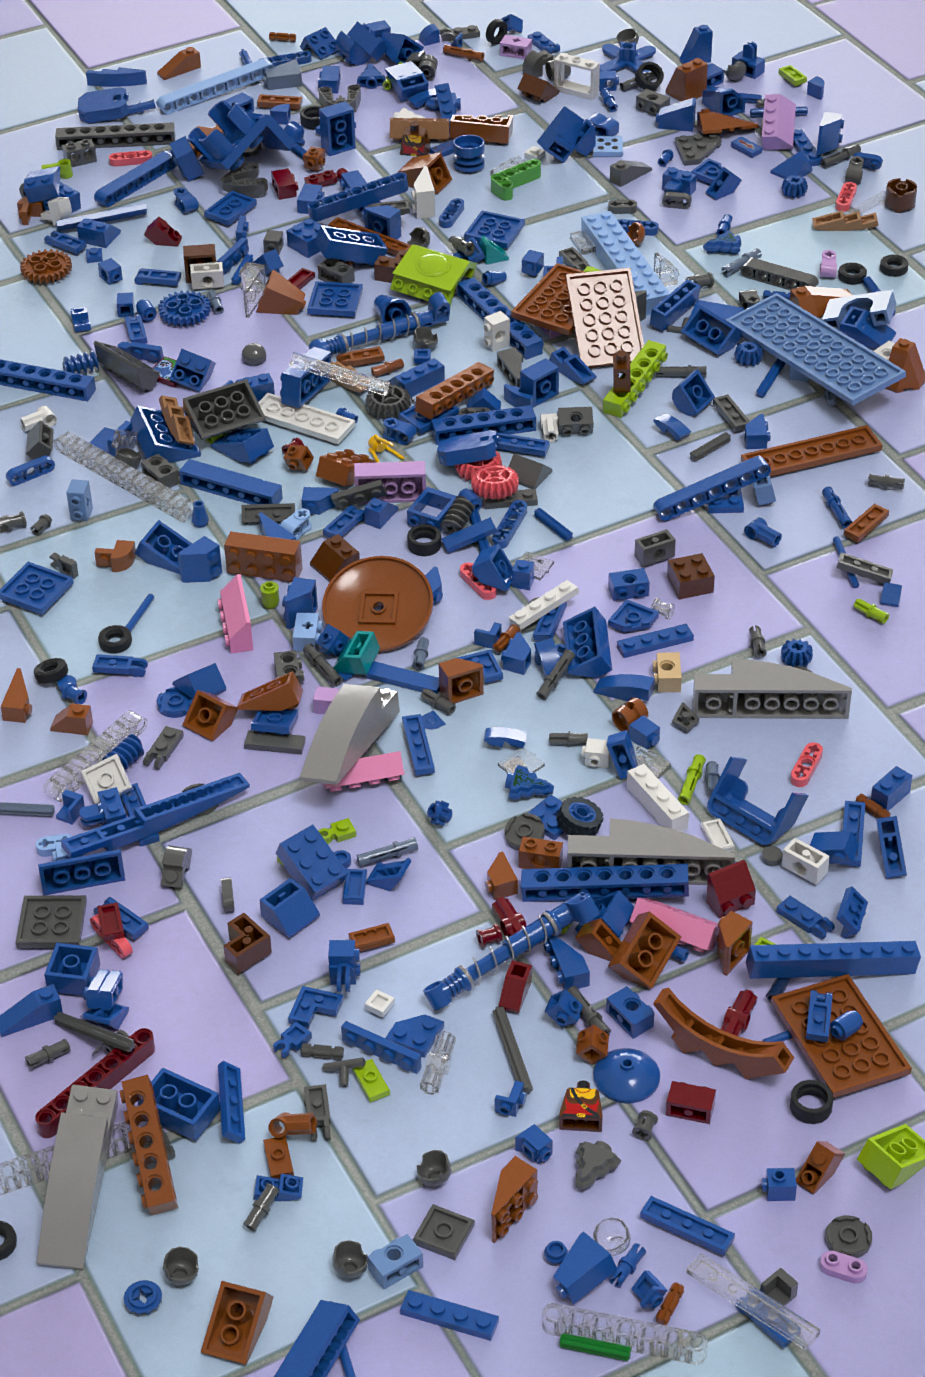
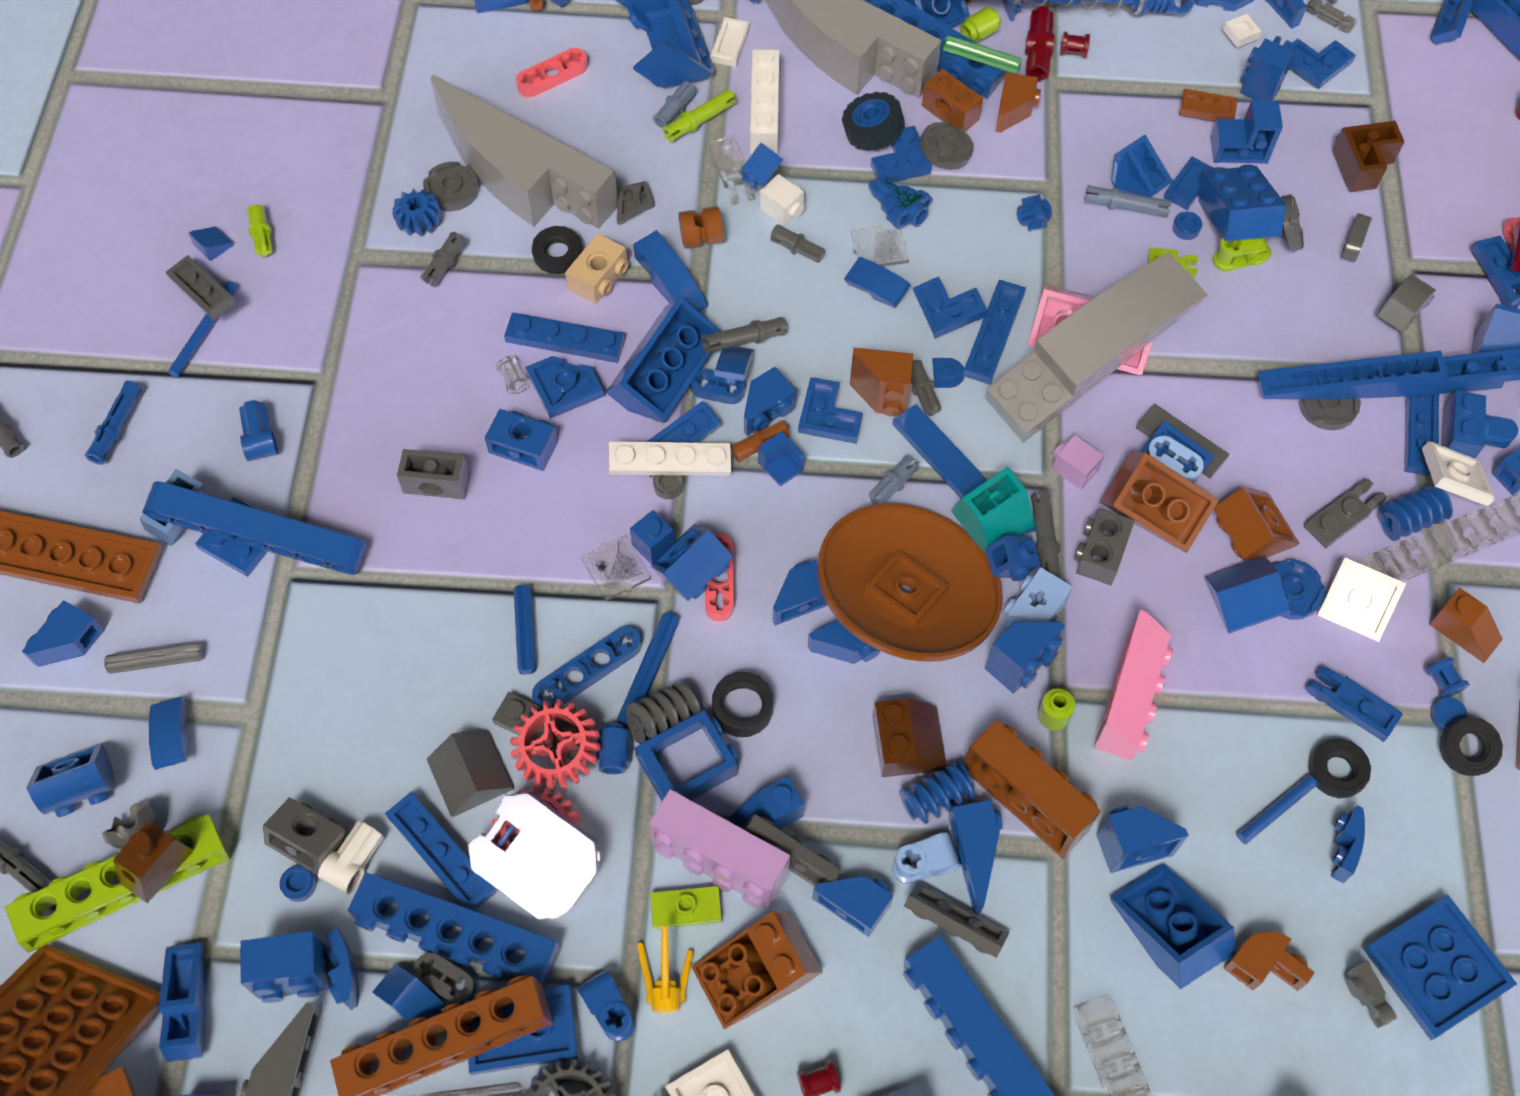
camera: 150 degrees left, 20 degrees up
(99, 614) = (1351, 841): none -> blue slope
(136, 703) = (1361, 599): none -> white tile
(199, 515) = (1073, 988): blue cone -> none
(272, 712) = (1180, 453): none -> light blue beam
(273, 870) = (1291, 223): none -> dark grey tile
(288, 908) = (1301, 175): blue slope -> none
(292, 1038) = (1358, 38): blue plate -> none
(298, 457) = (831, 1032): dark orange brick -> none
(310, 542) = (937, 792): none -> blue piece
(332, 919) = (1248, 138): none -> blue brick
(344, 522) = (843, 821): blue plate -> none
(455, 738) = (948, 314): none -> blue plate
(469, 535) = (671, 664): blue tile -> none
(539, 874) = (982, 54): none -> axle
(644, 732) = (701, 192): blue brick -> none
(650, 393) = (123, 829): none -> dark grey hair
(690, 576) = (429, 403): reddish brown brick -> none
(699, 667) = (553, 235): none -> black tyre
(731, 412) = (50, 710): dark grey plate -> none
(866, 522) = (107, 371): dark orange plate -> none

